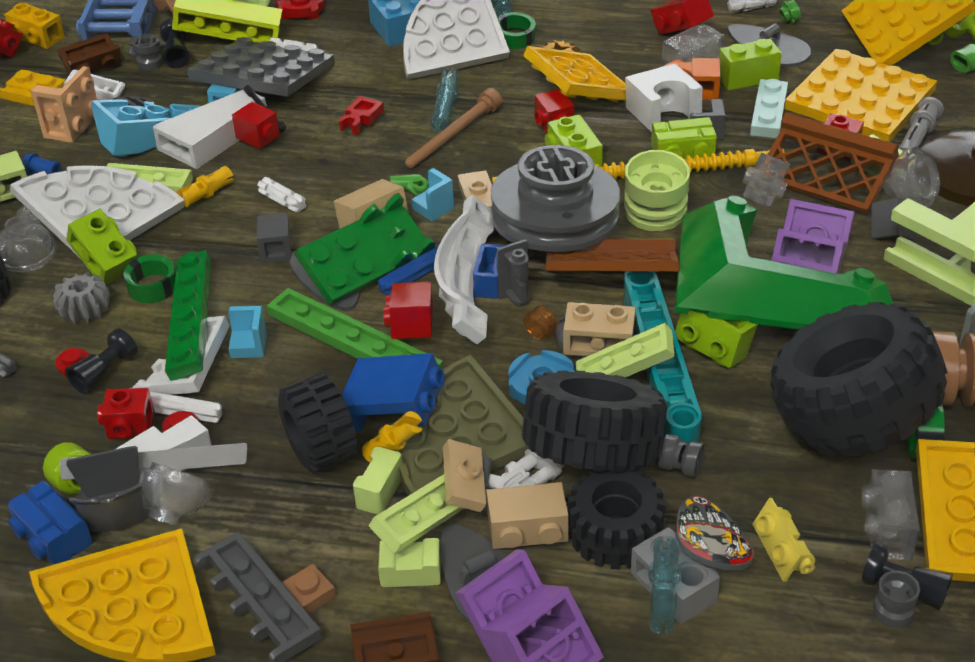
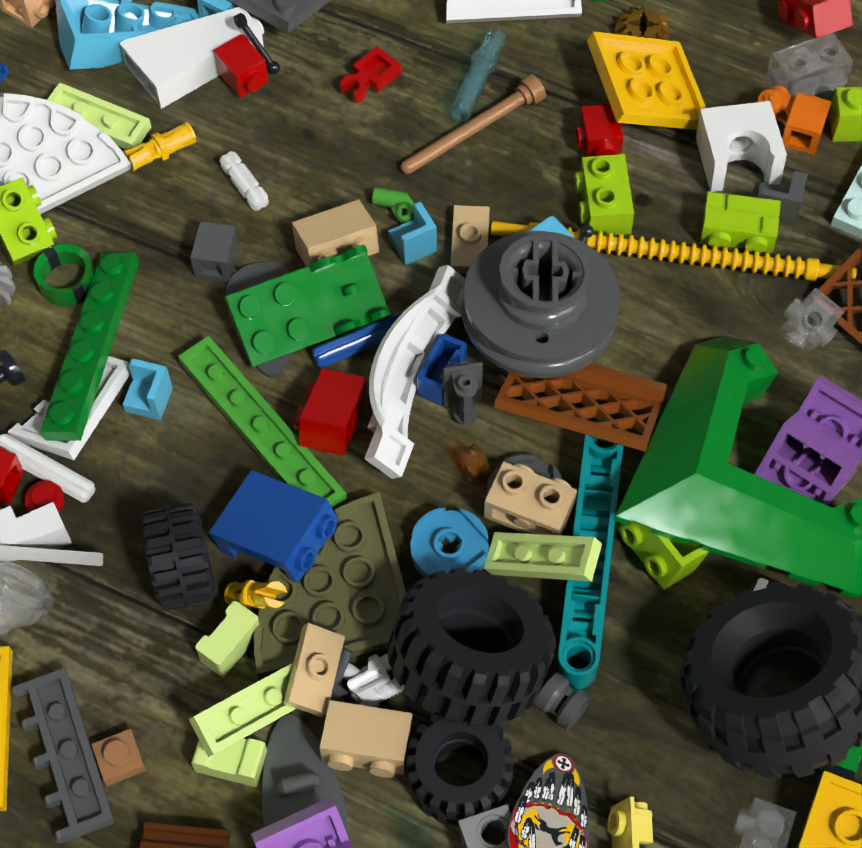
camera: 15 degrees right, 20 degrees up
(656, 190) = (672, 304): yellowish green wheel -> none

